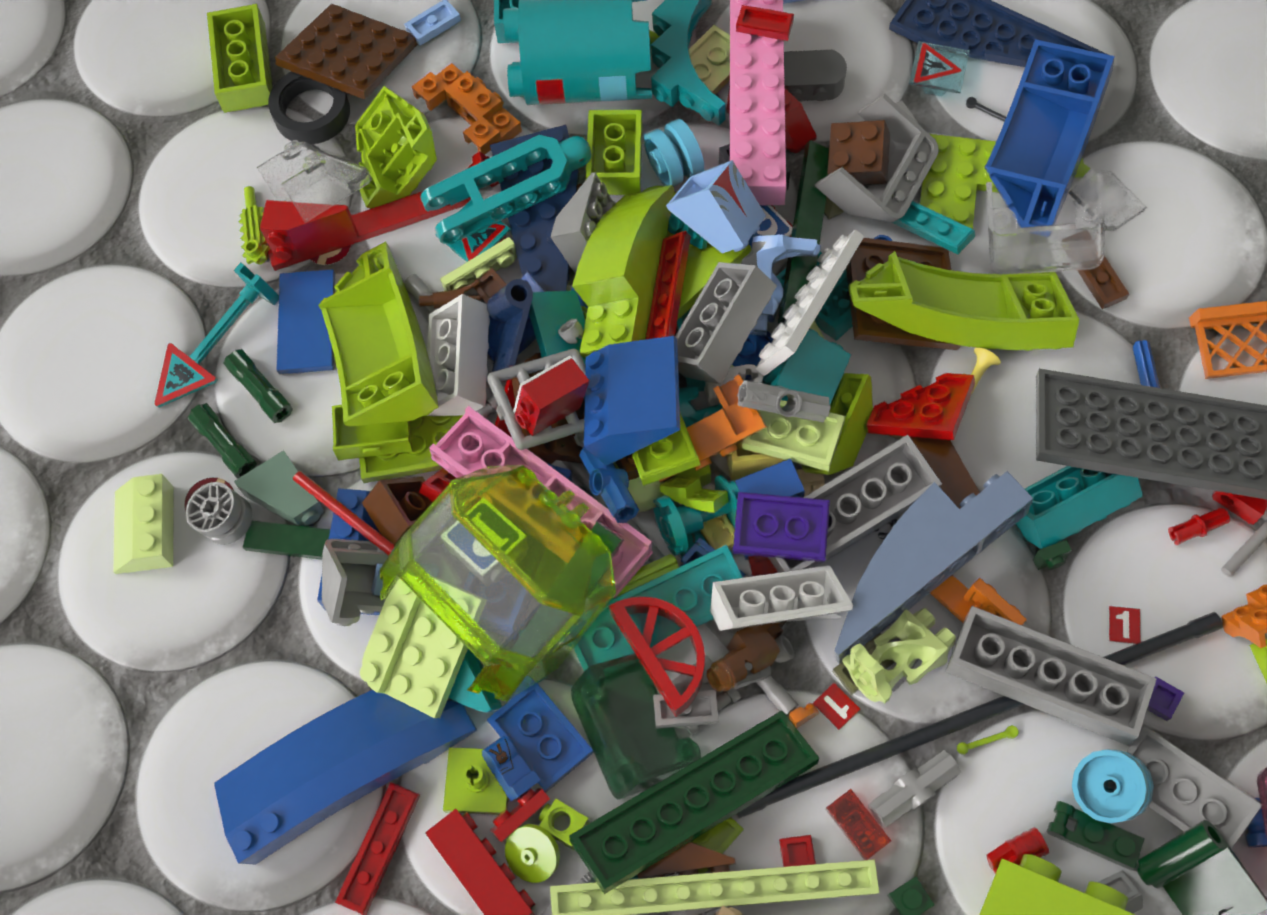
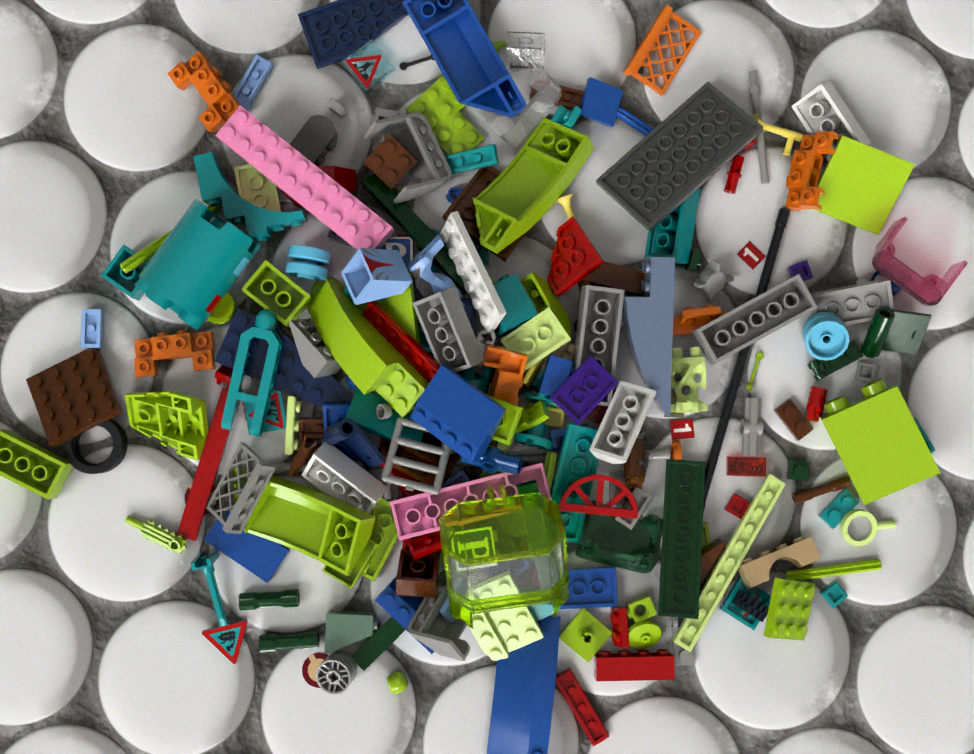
camera: 65 degrees left, 20 degrees up
(144, 524) = (308, 716): yellowish green slope -> none
(254, 593) = (397, 682): none -> lime piece
(293, 238) = (190, 512): red slope -> none
(312, 177) = (176, 476): clear windscreen -> none
(344, 513) = (399, 607): red piece -> none
(364, 263) = (248, 494): none -> light grey fence
(509, 768) = (596, 616): blue leg -> none
(550, 396) = (427, 458): red piece -> none
(552, 115) = (224, 310): none -> lime piece
(764, 22) = (275, 149): red tile -> none
(768, 399) = (522, 336): light grey piece -> none
(865, 69) = (336, 108): none -> light grey tile
(971, 841) = (793, 419): none -> reddish brown plate
(1050, 593) = (712, 280): none -> light grey piece
(1080, 291) = (565, 116): none -> teal bracket
(1131, 314) = (600, 102): none -> blue tile

